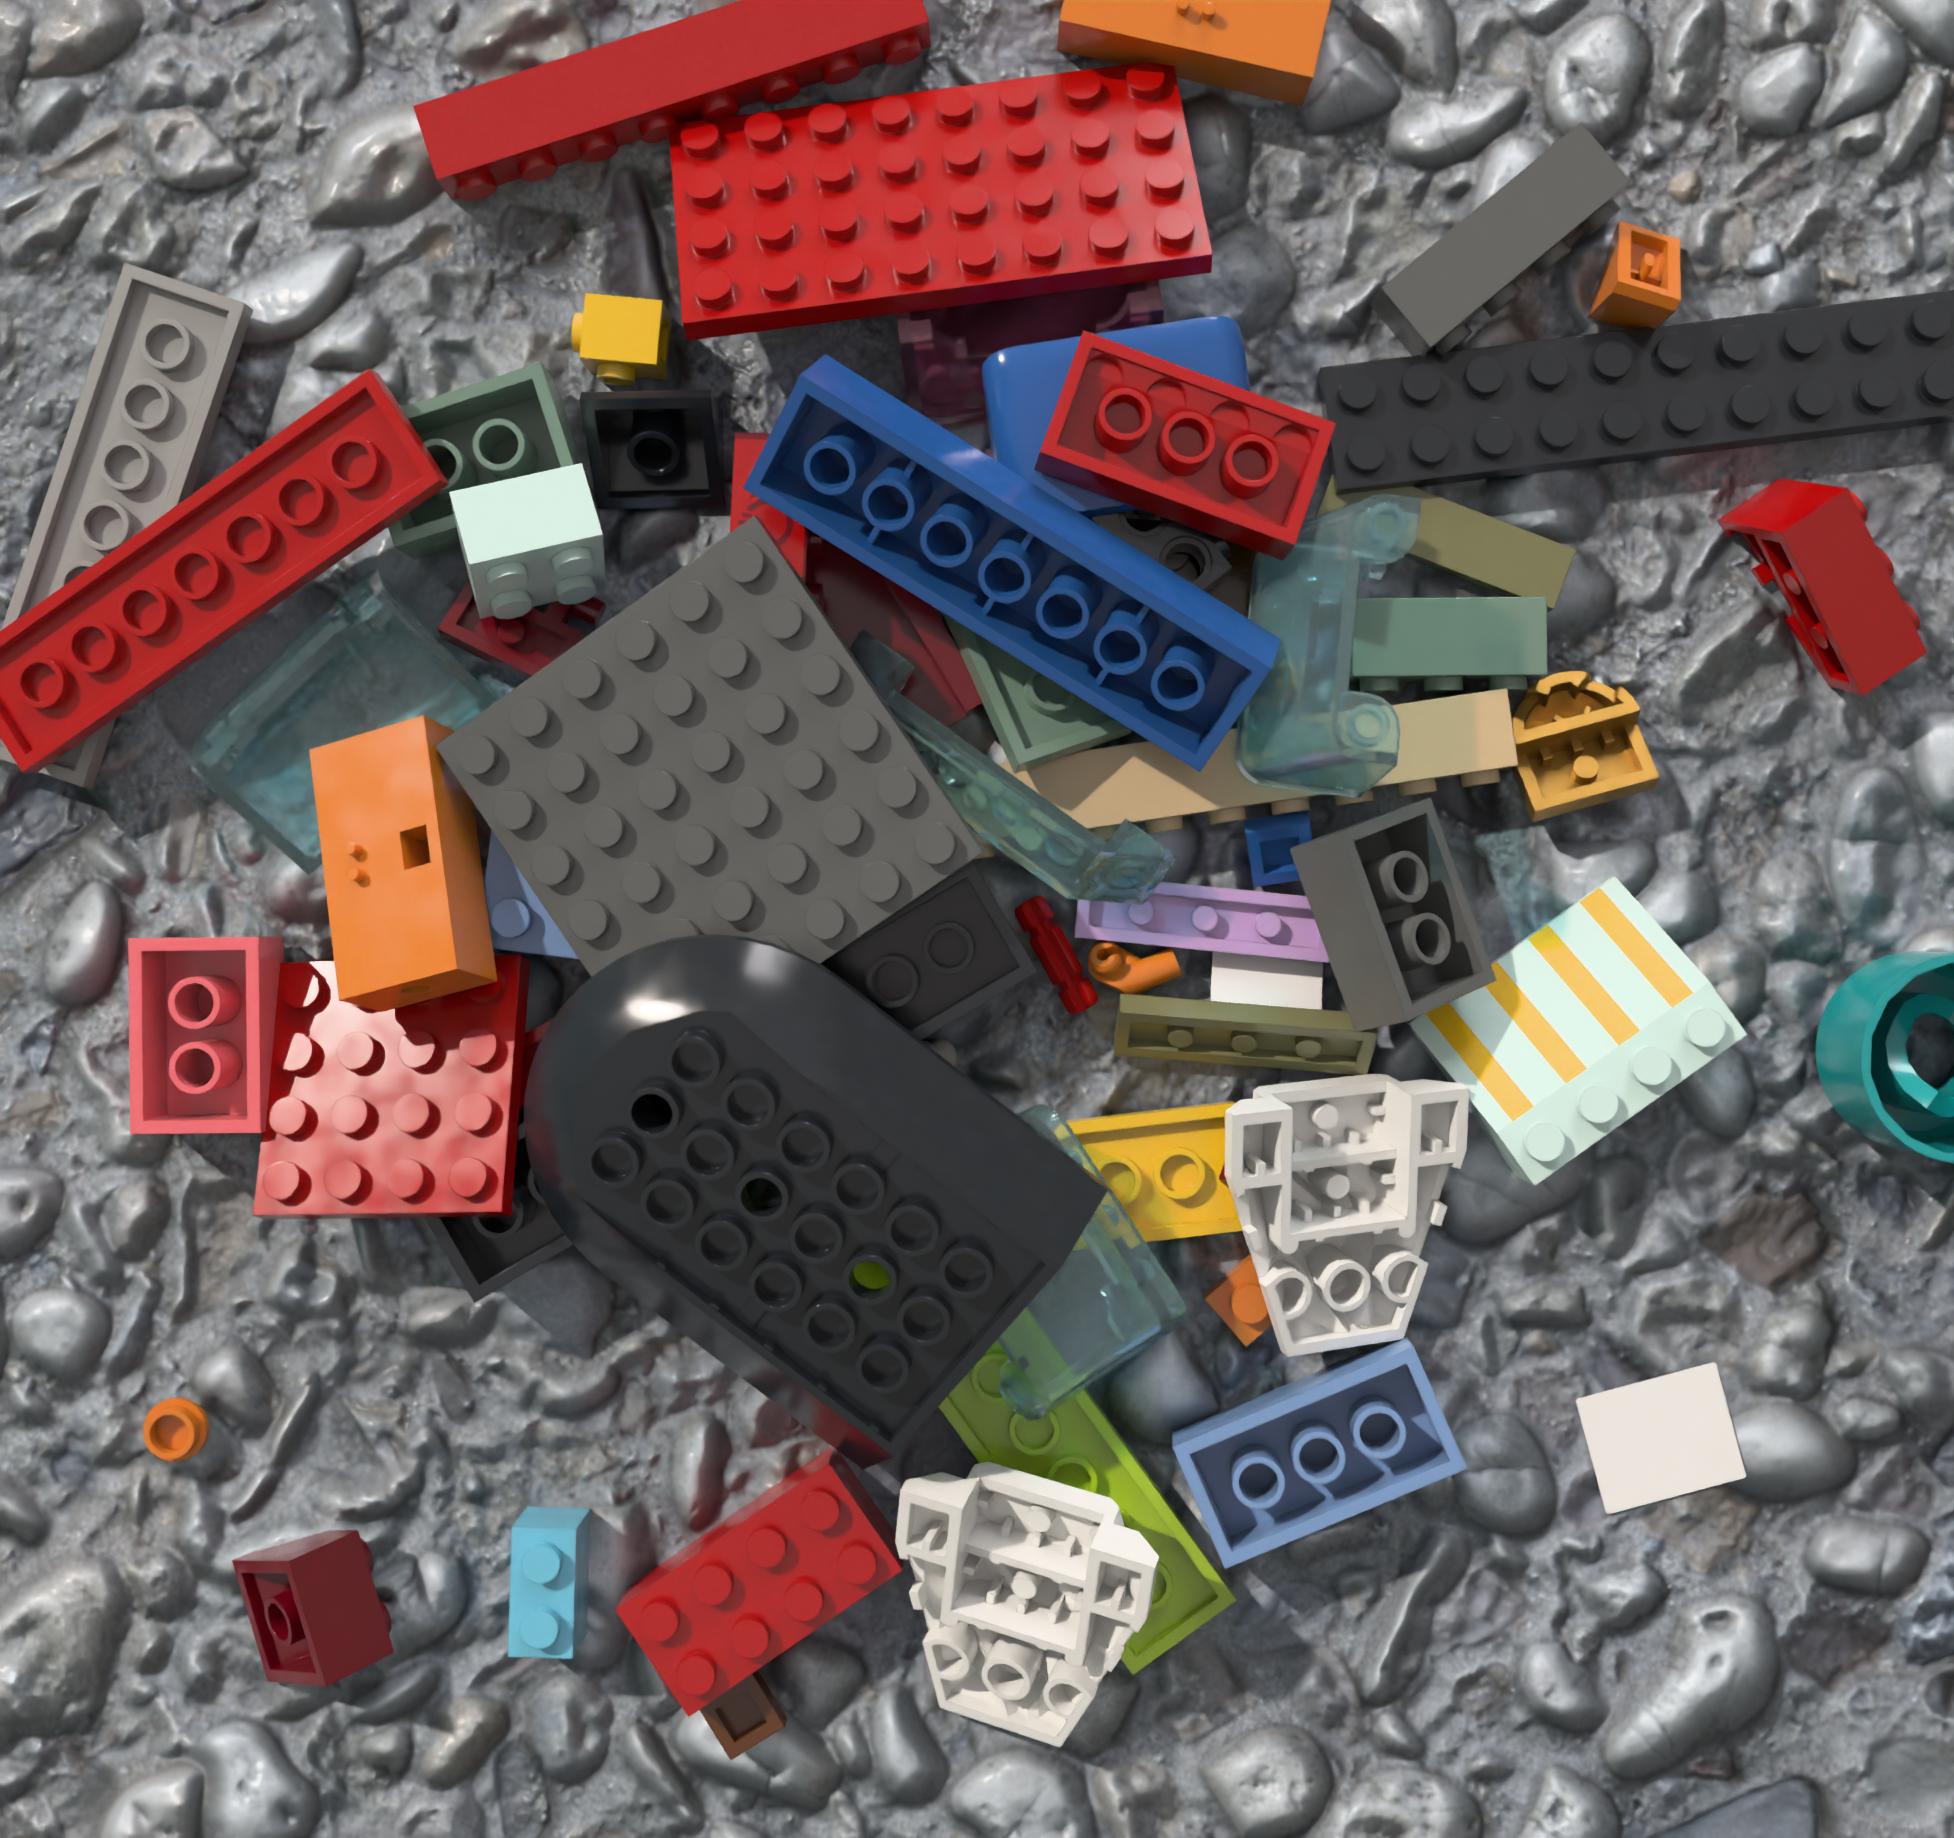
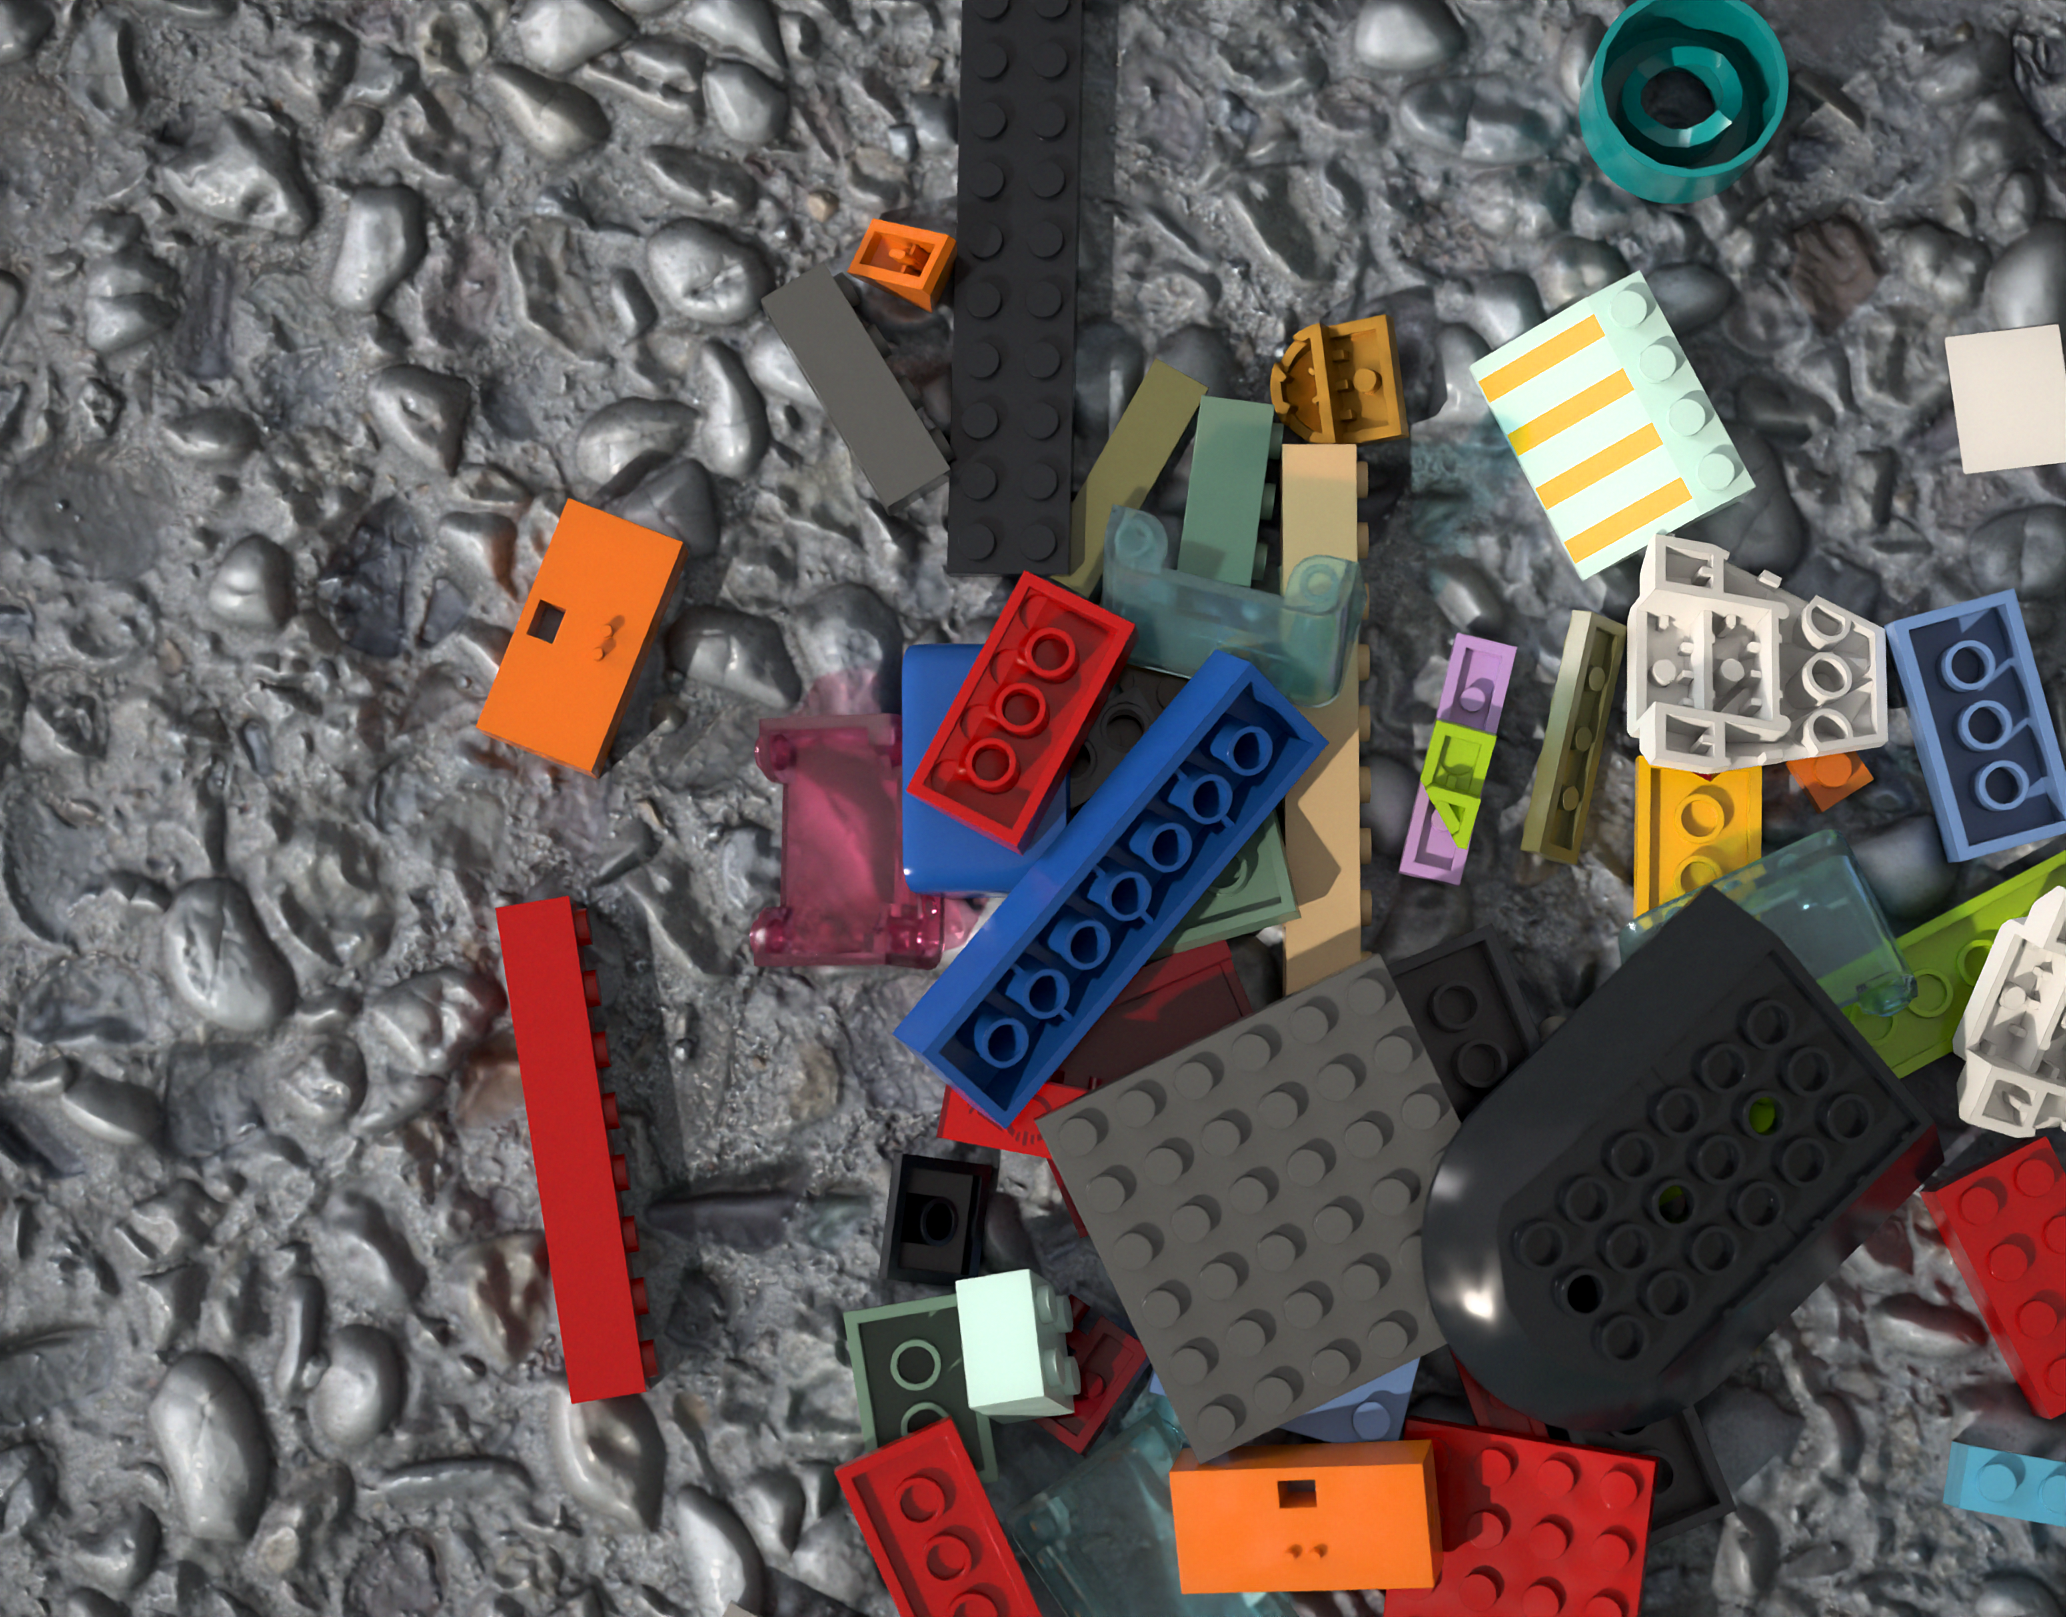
camera: 80 degrees left, 5 degrees down
(622, 338) = (820, 1238): yellow brick -> none
(935, 200) = (739, 915): red plate -> none
(1013, 813) = (1337, 926): clear light blue slope -> none
(1056, 955) = (1472, 906): red axle -> none
(1128, 972) = (1498, 839): orange arm -> none
(1187, 916) = (1456, 773): none -> lime slope
(1266, 980) = (1526, 709): white sticker -> none
(1270, 845) = (1401, 677): blue plate -> none
(1393, 916) = (1482, 581): dark grey brick -> none
(1833, 579) = (1222, 130): red wedge -> none

